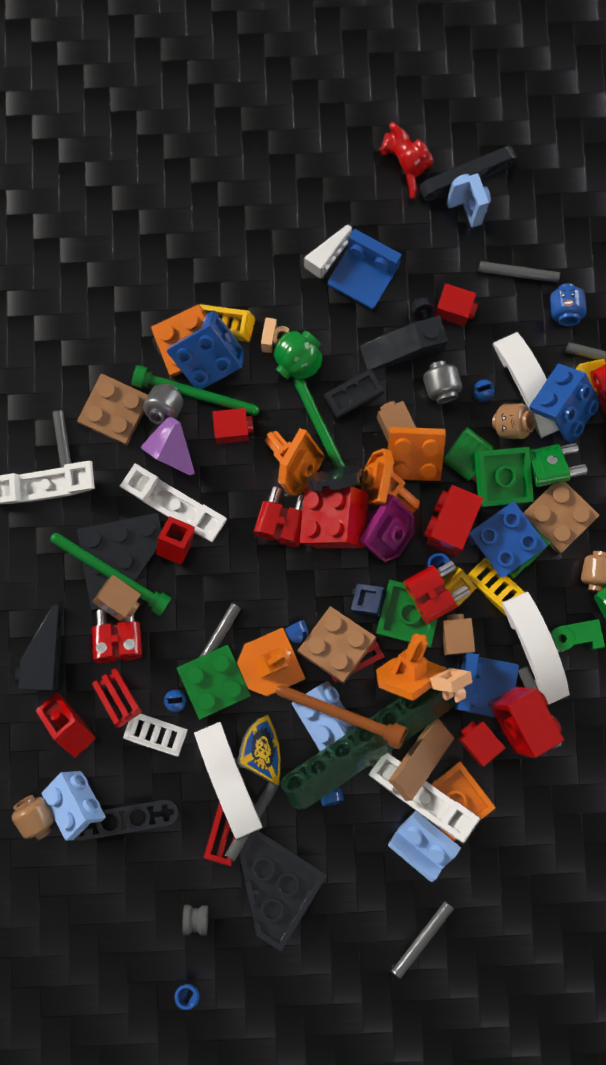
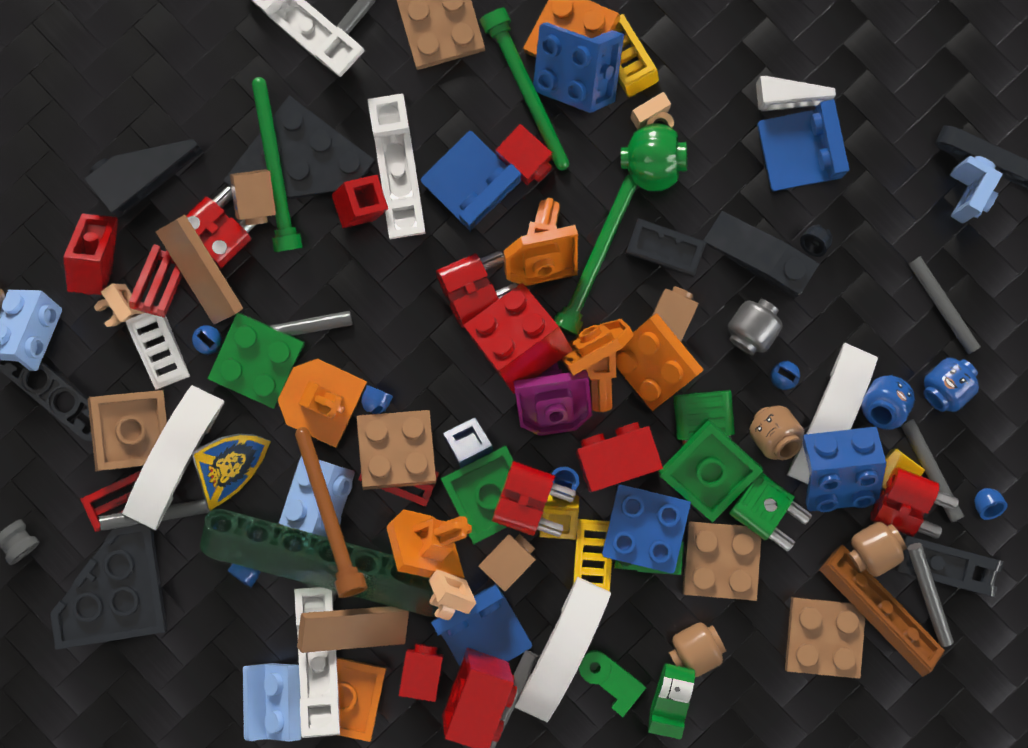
camera: 50 degrees right, 5 degrees up
(110, 732) = (117, 298): none -> light nougat tile
(131, 667) = (199, 269): none -> medium nougat tile
(162, 403) = (486, 68): flat silver head -> none
(169, 446) = (445, 113): medium lavender slope -> none
(186, 793) = (125, 428): none -> medium nougat plate
(218, 468) = (471, 180): none -> blue bracket
(335, 478) = (556, 304): black tile -> none
(412, 155) = (969, 90): red animal -> none
(456, 305) = (849, 271): red brick -> none
(549, 346) = (888, 402): none -> blue head

